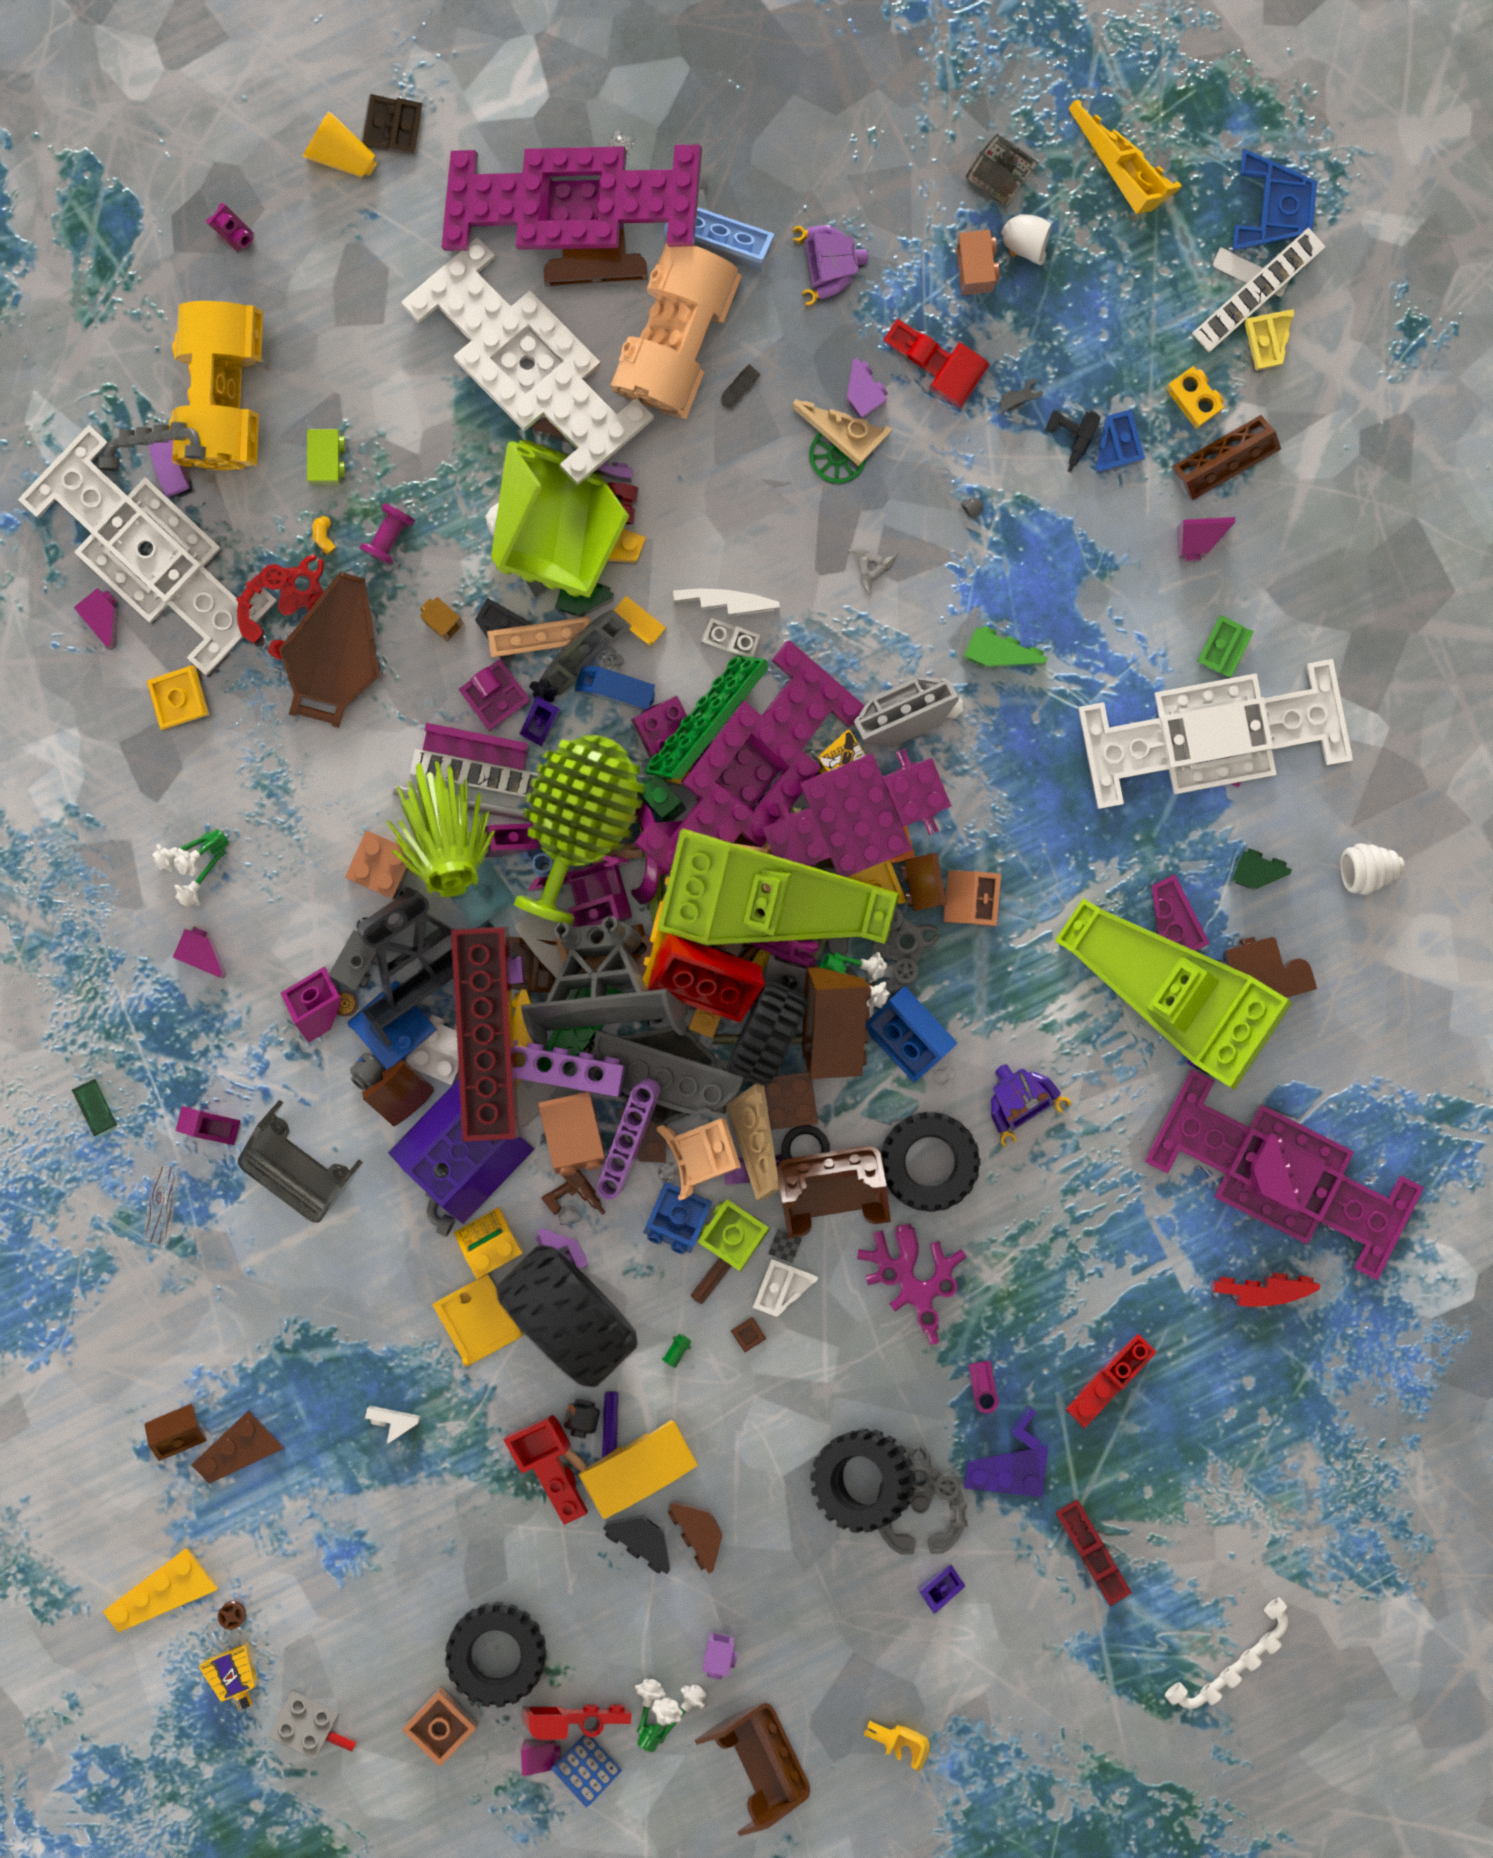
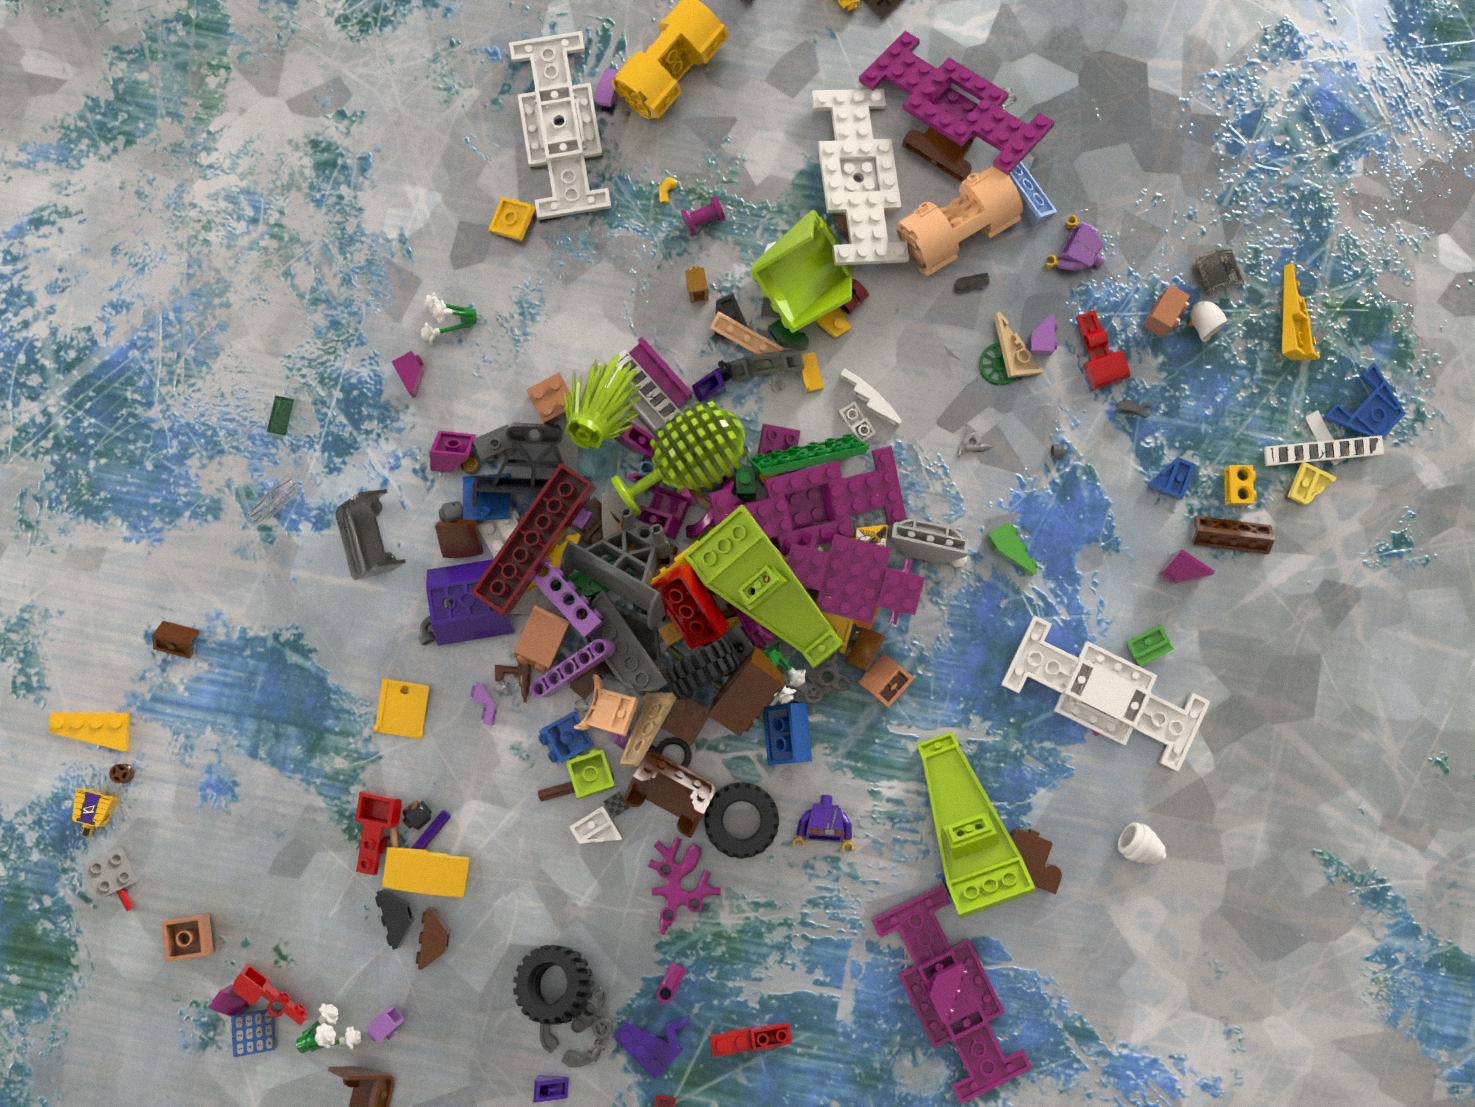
camera: 35 degrees right, 5 degrees down
(100, 615) = (504, 141): magenta slope -> none
(145, 436) = (617, 59): dark grey bar -> none
(207, 1125) = (335, 474): magenta slope -> none
(237, 1448) = (206, 677): reddish brown wing -> none
(290, 599) = (619, 211): red piece -> none
(324, 456) = (701, 146): lime brick -> none
(332, 650) = (619, 256): reddish brown windscreen -> none
(399, 1421) = (308, 733): white slope -> none
(488, 1243) = (443, 668): yellow slope -> none
(492, 1690) = (229, 926): black tyre -> none
(494, 694) = (694, 351): magenta plate -> none
(566, 1316) = (450, 746): black tyre -> none
(615, 687) = (768, 399): blue slope -> none
(617, 471) = (863, 277): medium lavender slope -> none
(677, 1350) = (504, 817): green pin -> none
(748, 1334) = (554, 841): reddish brown tile -> none
(1081, 432) = (1154, 456): black piece -> none
(1175, 915) = (1001, 783): magenta wing -> none
(1254, 871) = (1068, 793): dark green slope -> none
(1276, 1289) = (892, 1062): red slope -> none

